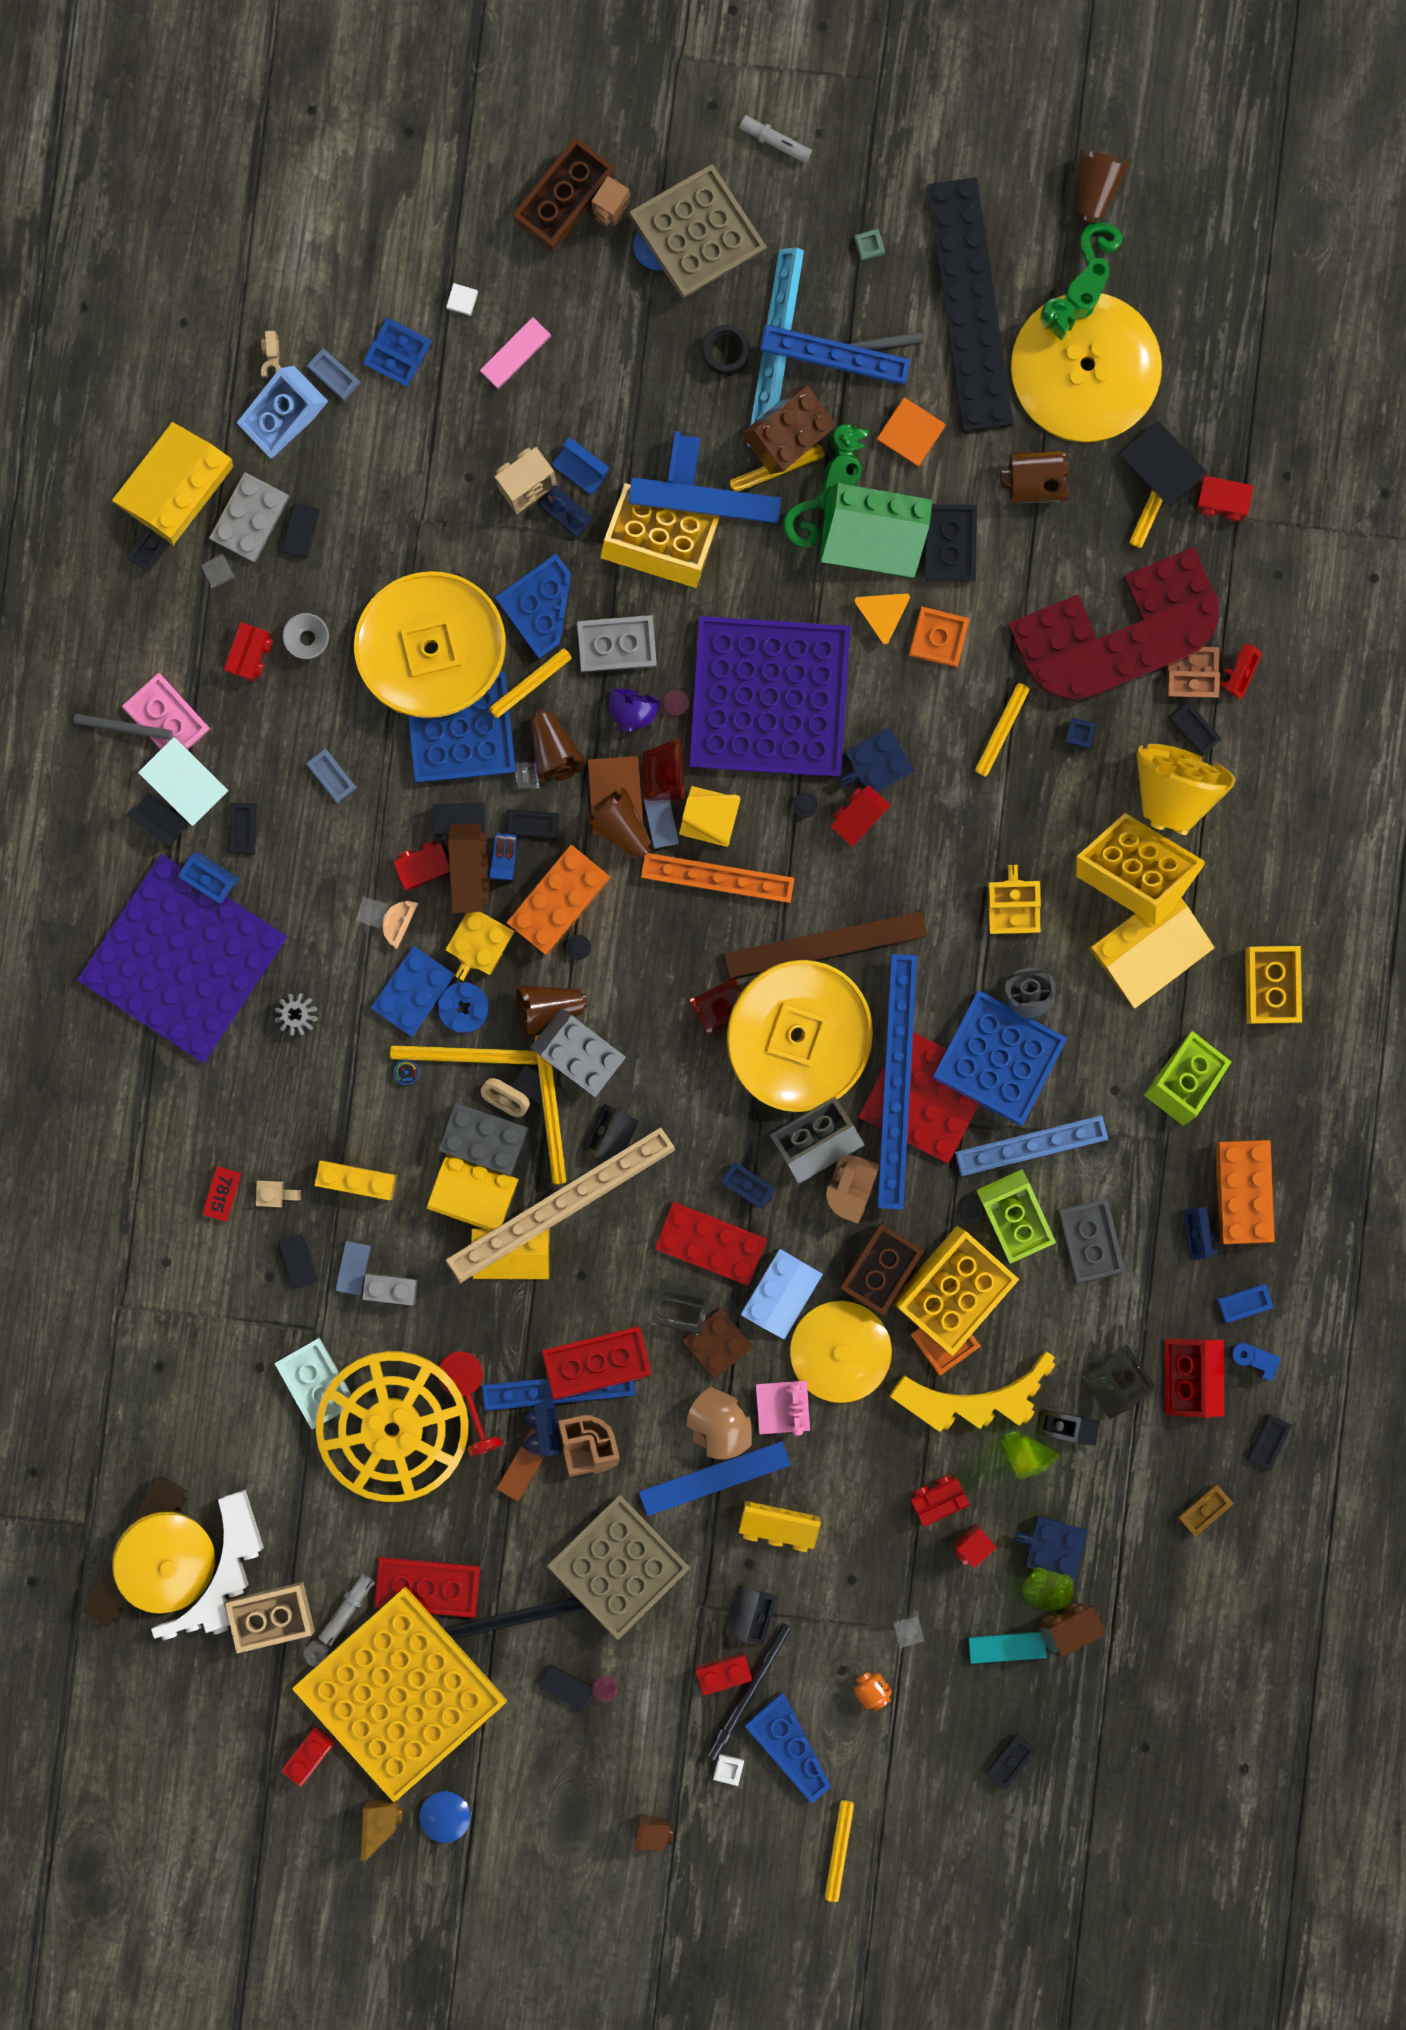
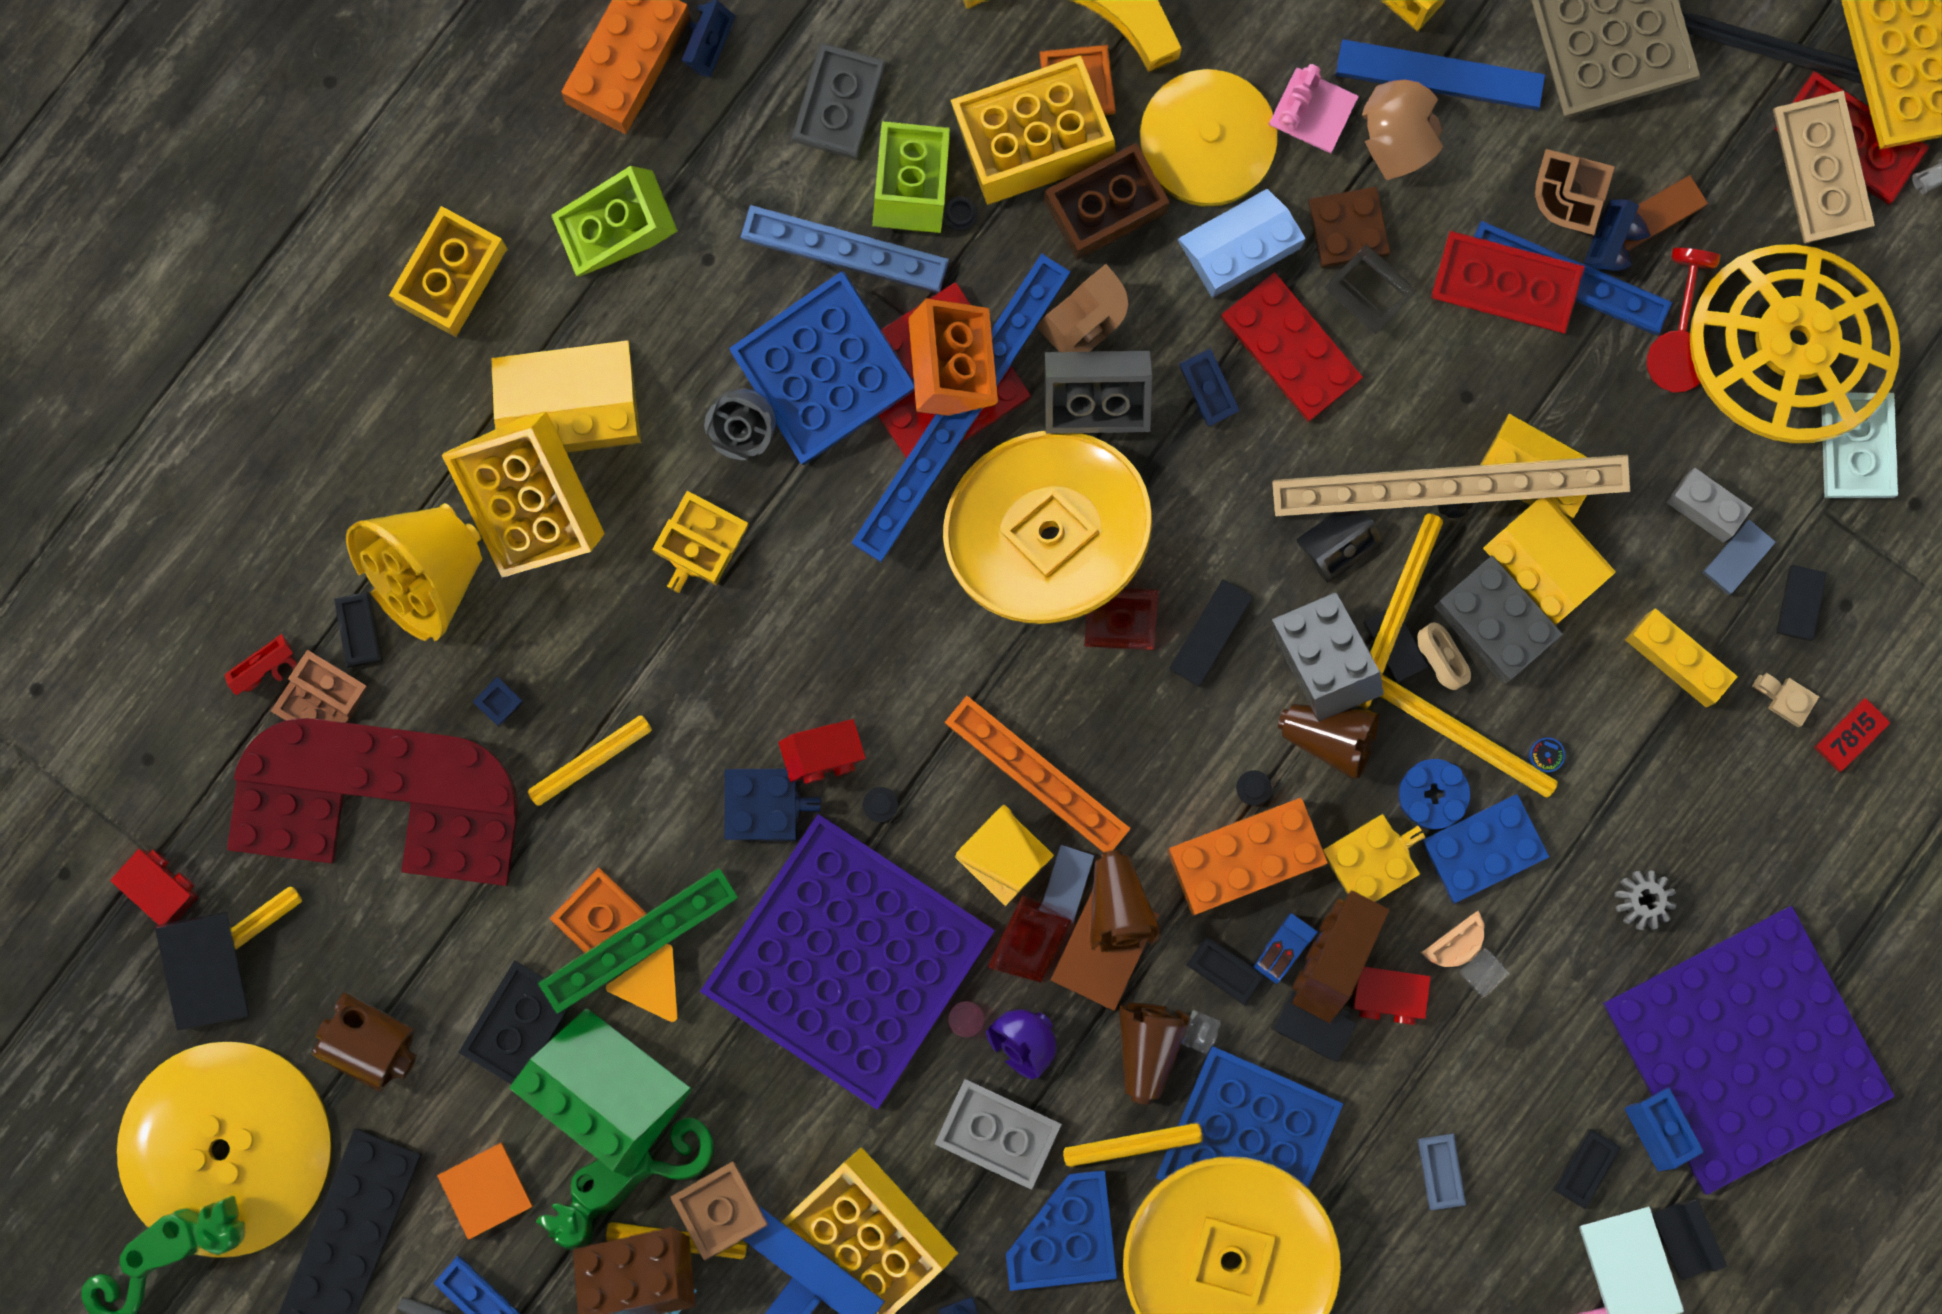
camera: 150 degrees left, 5 degrees down
(435, 1553) = (1823, 167): none -> tan plate
(659, 1030) = (1210, 633): none -> black tile
(760, 499) = (719, 1211): none -> medium nougat plate
(827, 944) = (952, 622): reddish brown tile -> none
(906, 634) = (637, 940): none -> green plate
(920, 1107) = (952, 357): none -> orange slope

